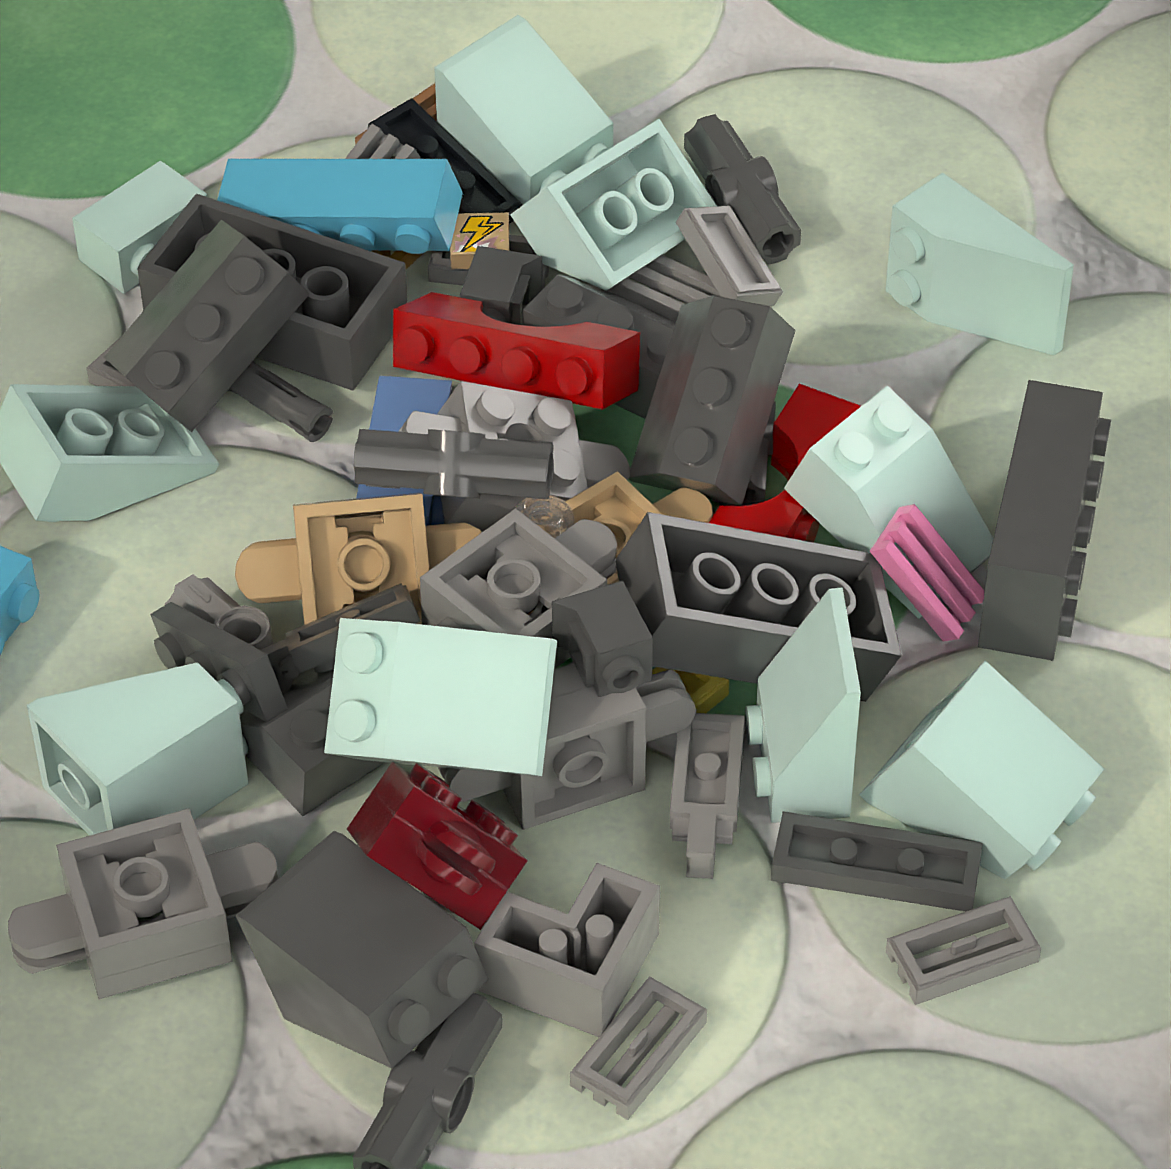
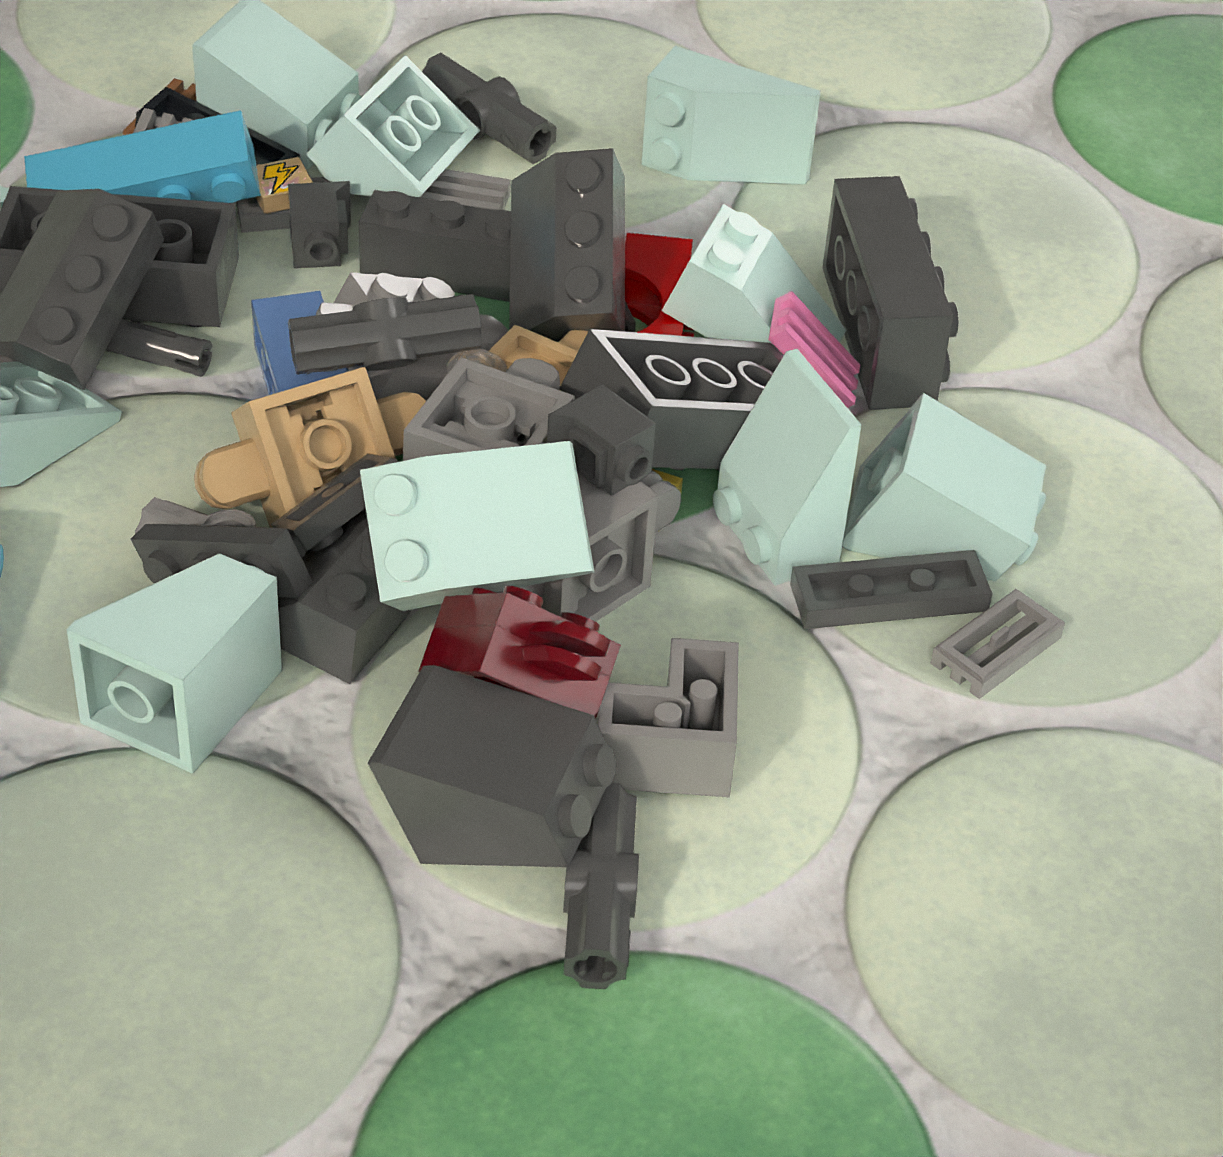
camera: 25 degrees left, 5 degrees down
(134, 875) = (245, 791): light grey brick -> none
(572, 362) = (321, 258): red arch -> none
(610, 1088) = (757, 835): light grey tile -> none
(706, 787) = (713, 568): light grey hinge -> none
(728, 255) = (494, 148): light grey tile -> none

